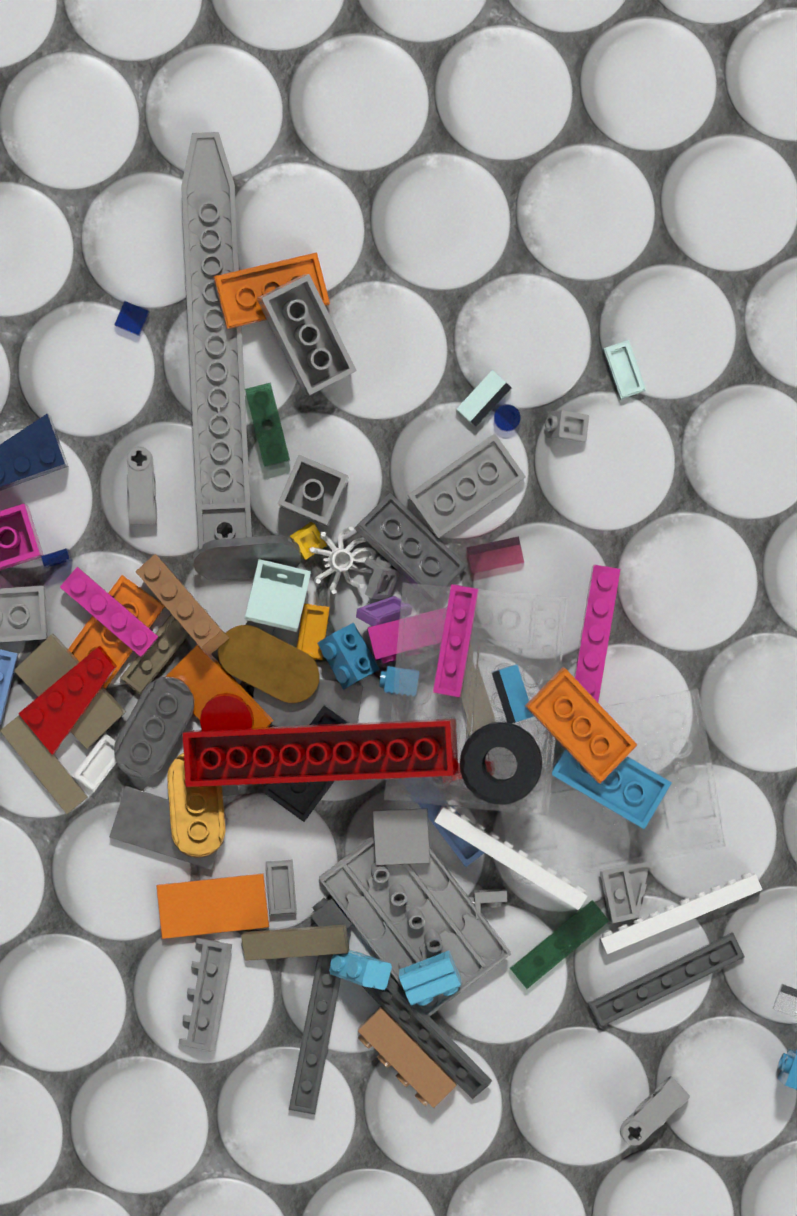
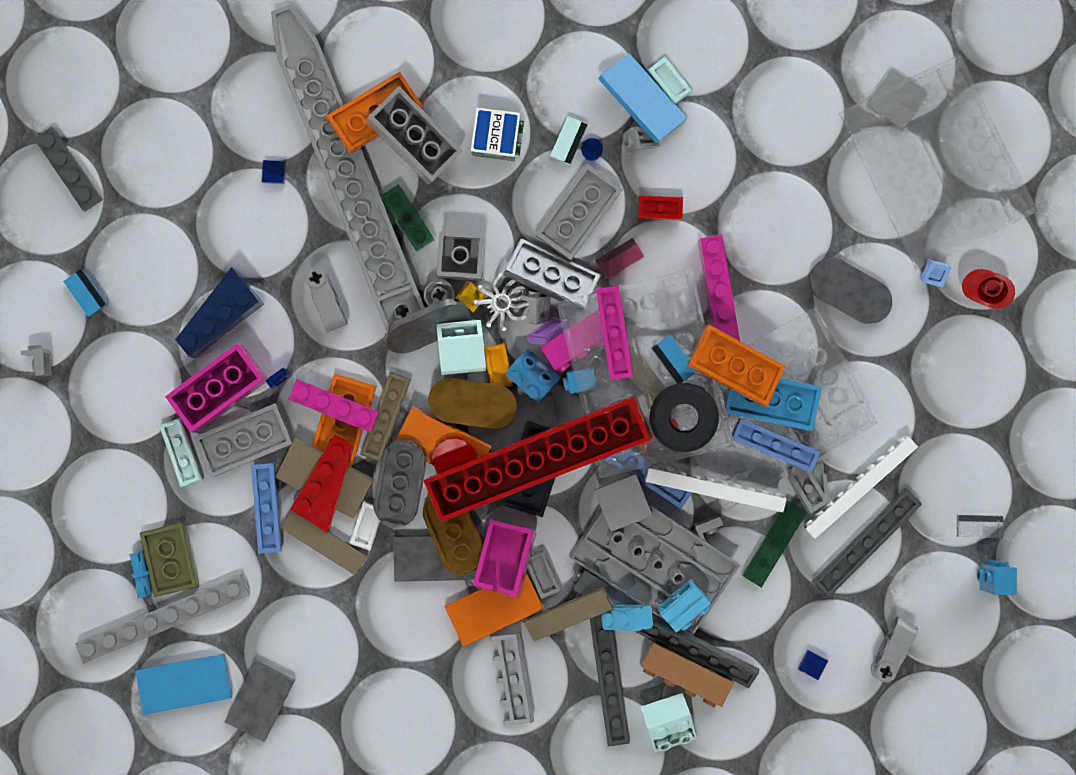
camera: 15 degrees left, 0 degrees up
(182, 604) = (388, 380): medium nougat brick -> none
(244, 854) = (504, 558): none -> dark pink piece
(273, 522) = (438, 291): none -> light grey wheel
(367, 1106) = (669, 722): none -> light aqua slope
(403, 364) = (496, 134): none -> piece
(555, 1097) = (812, 664): none -> clear blue tile
(562, 513) = (660, 208): none -> red plate
(585, 380) = (642, 98): none -> dark azure tile
(596, 830) = (775, 445): none -> medium blue plate
(748, 683) = (850, 291): none -> flat silver tile

